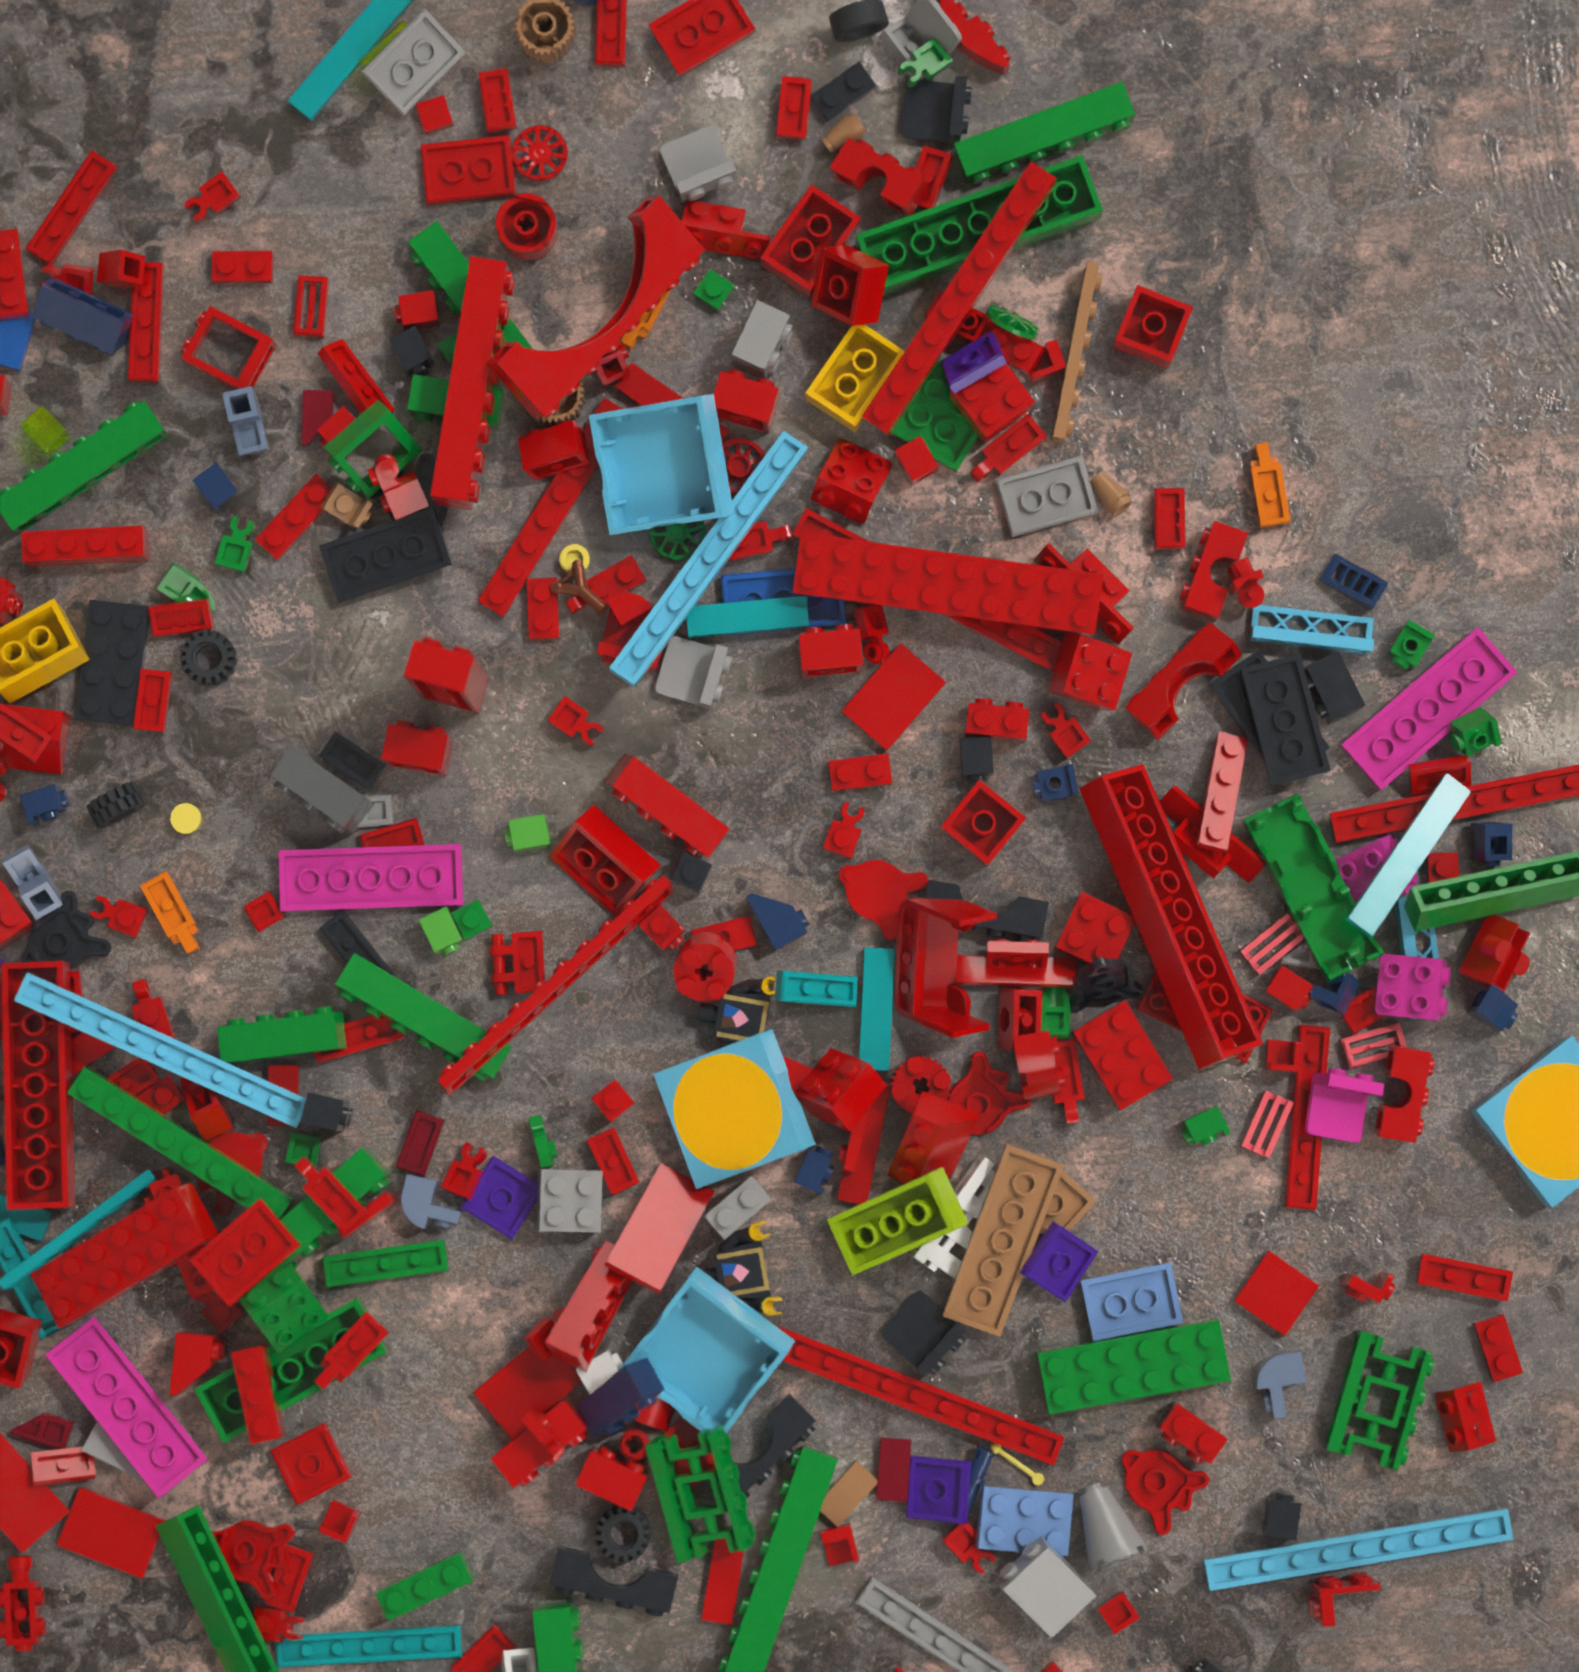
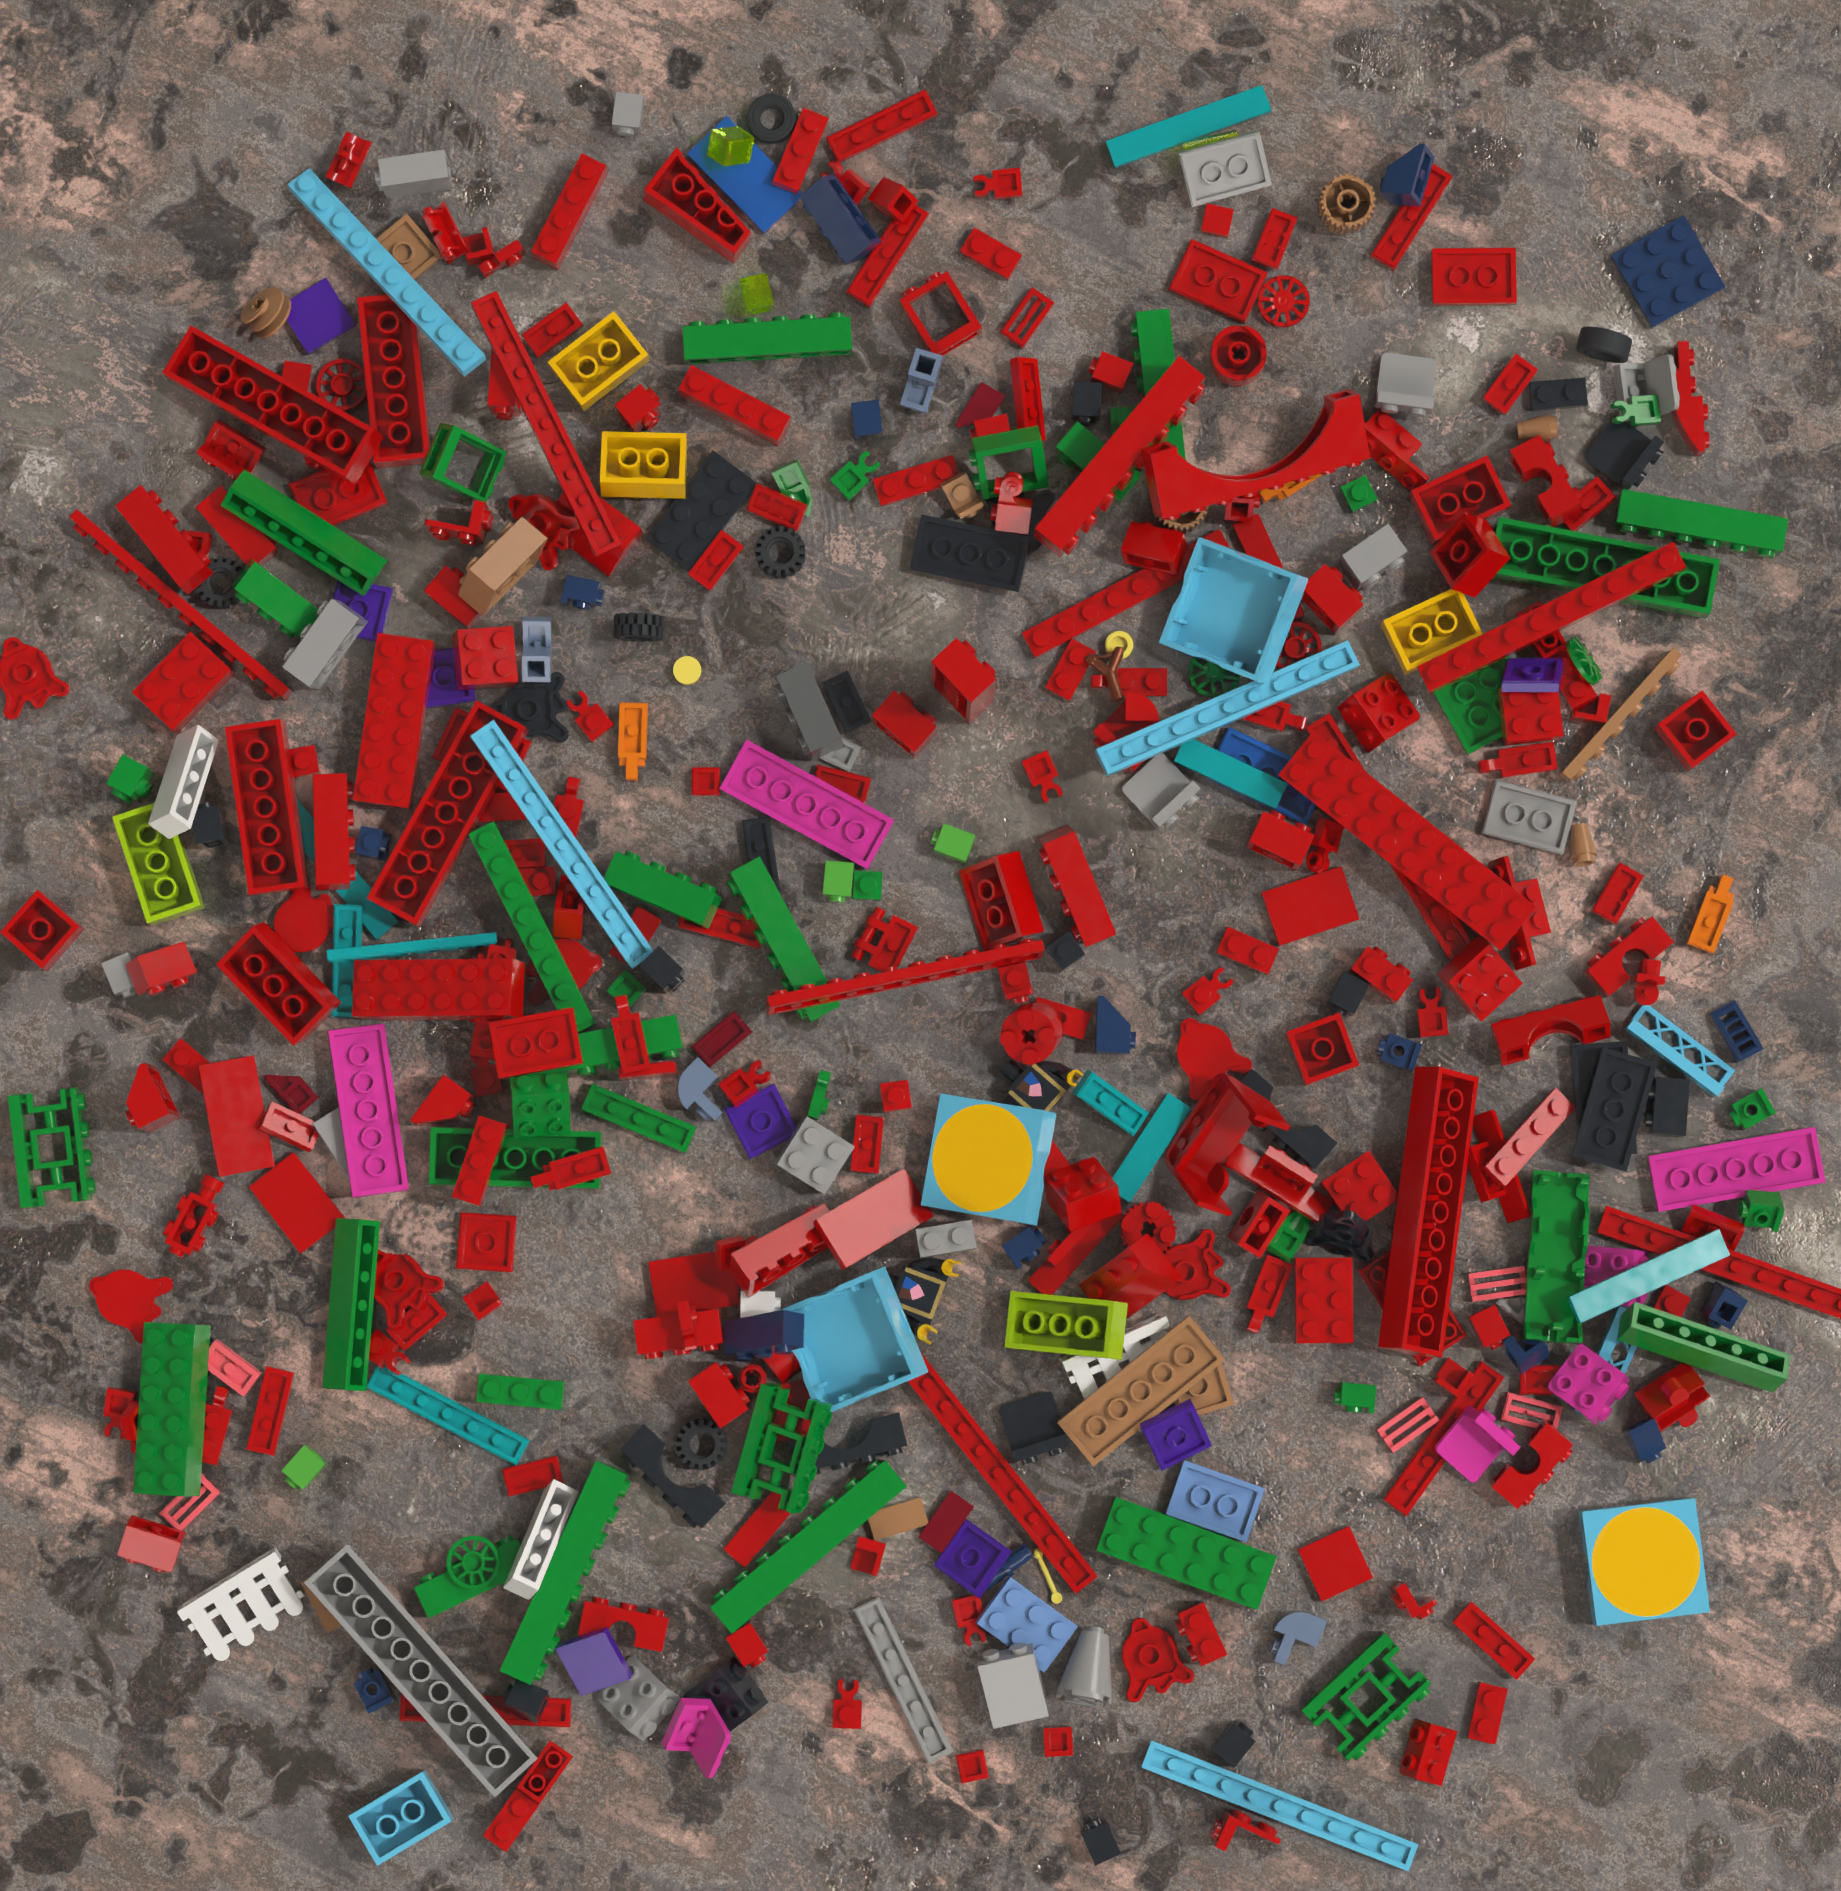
camera: 30 degrees right, 0 degrees up
(916, 460) = (1440, 727): red panel -> none
(1037, 1064) = (1251, 1267): red brick -> none

